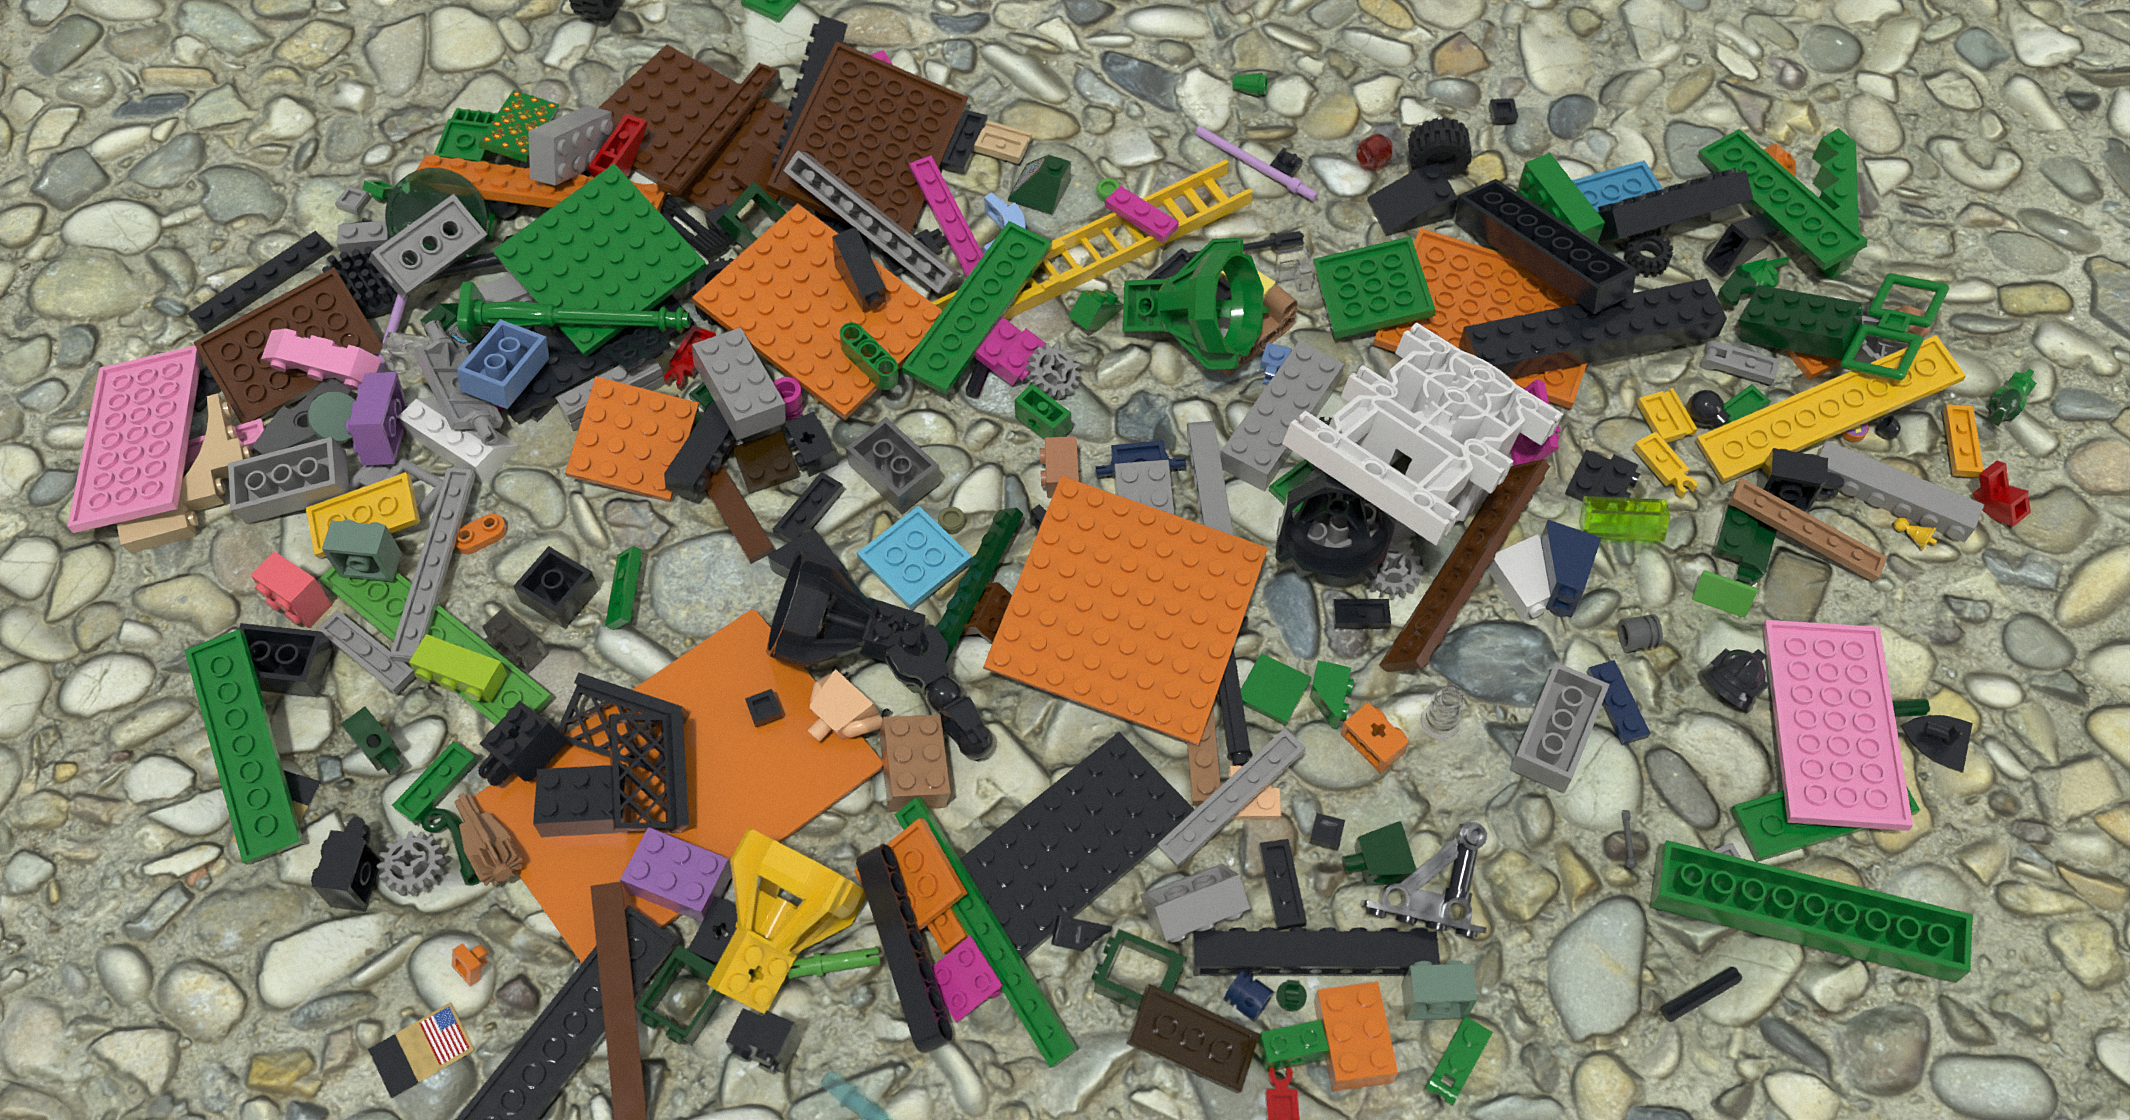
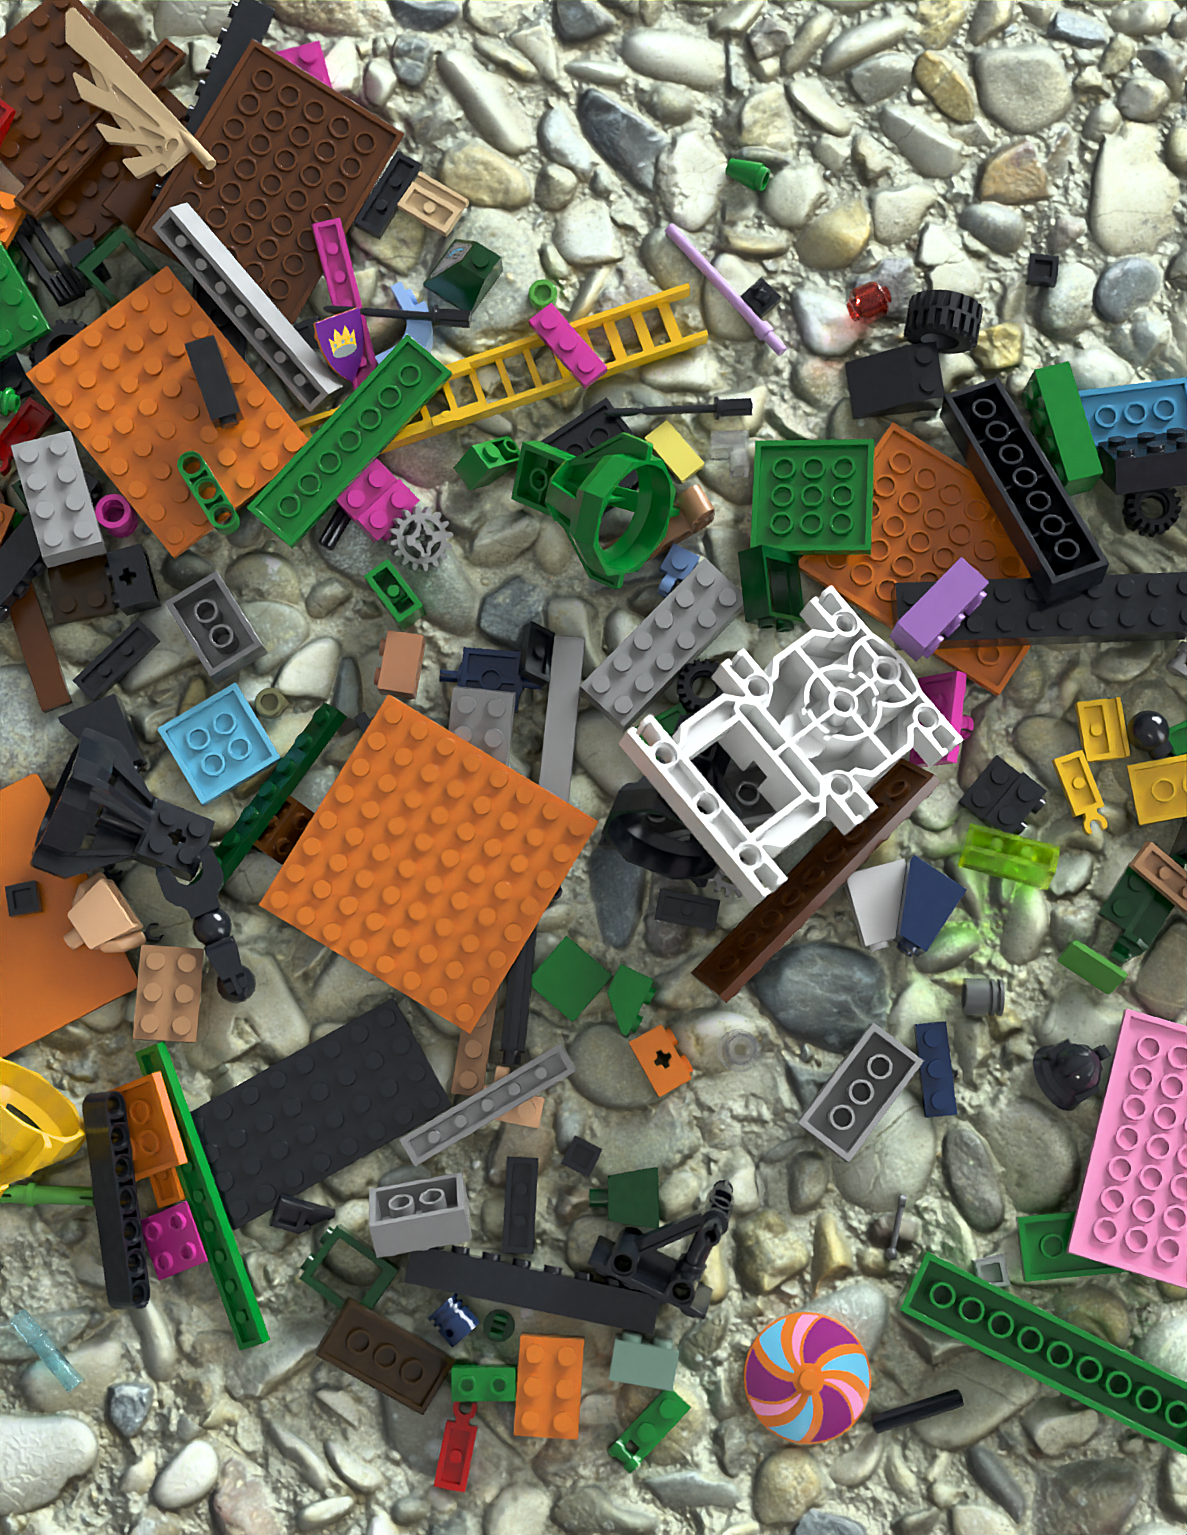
camera: 15 degrees right, 20 degrees up
(749, 105) = (135, 108): none -> tan animal
(954, 237) = (341, 342): none -> dark purple shield
(1032, 209) = (438, 316): none -> black piece
(1176, 438) = (536, 653): none -> black plate
(1357, 347) = (785, 586): none -> dark green window
(1511, 325) = (940, 610): none -> medium lavender brick
(1590, 986) = (807, 1377): none -> dish

